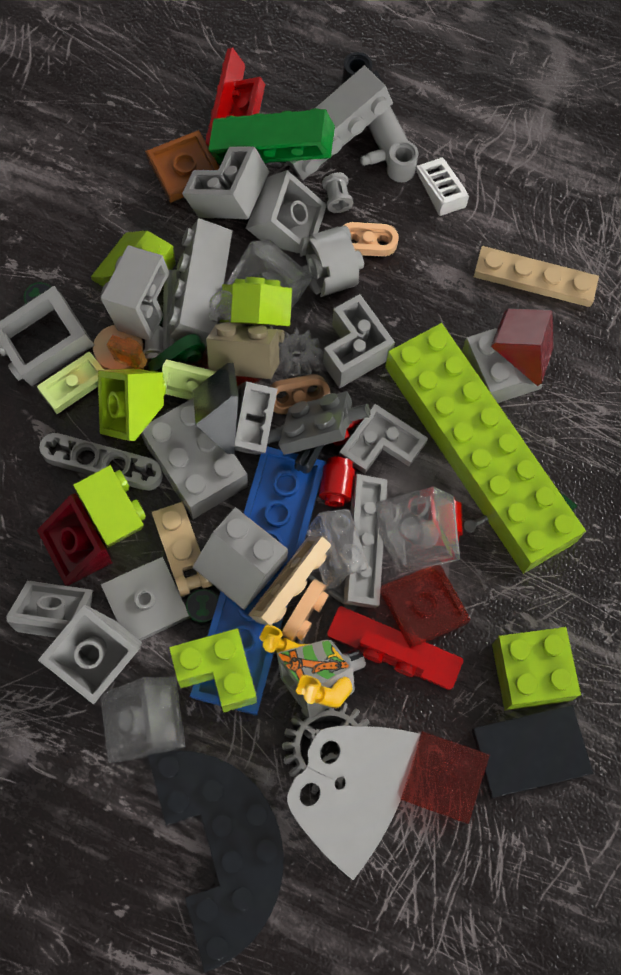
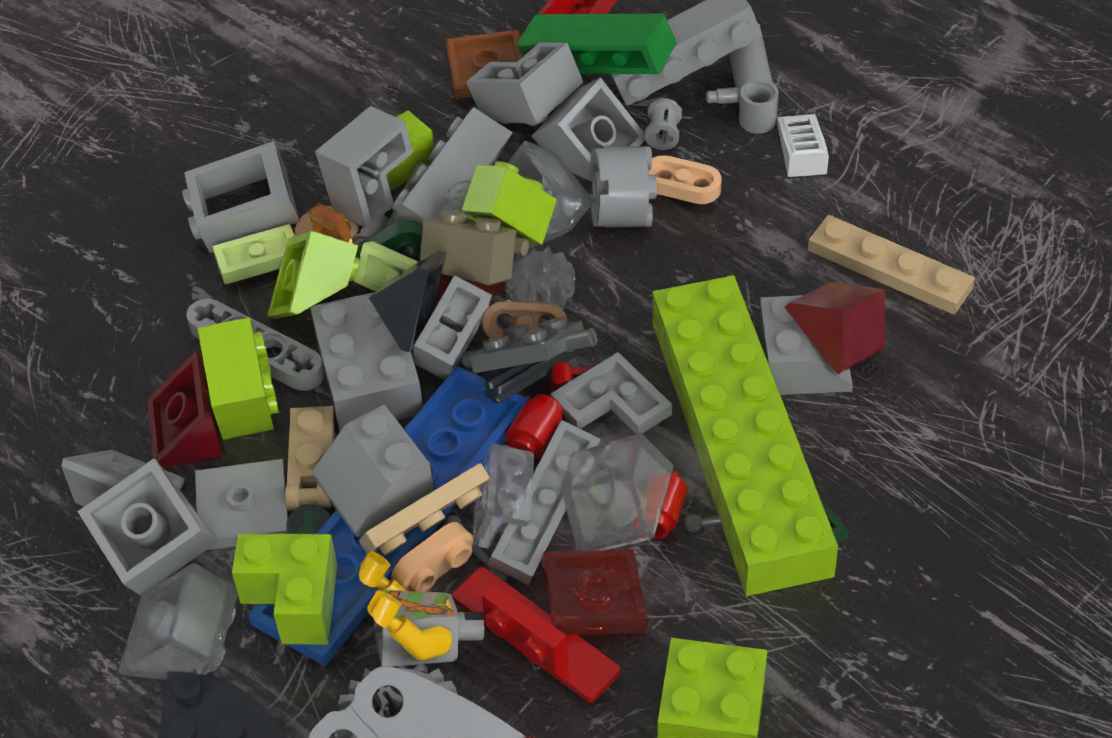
camera: 25 degrees right, 20 degrees down
(362, 342) = (620, 284): light grey brick -> none

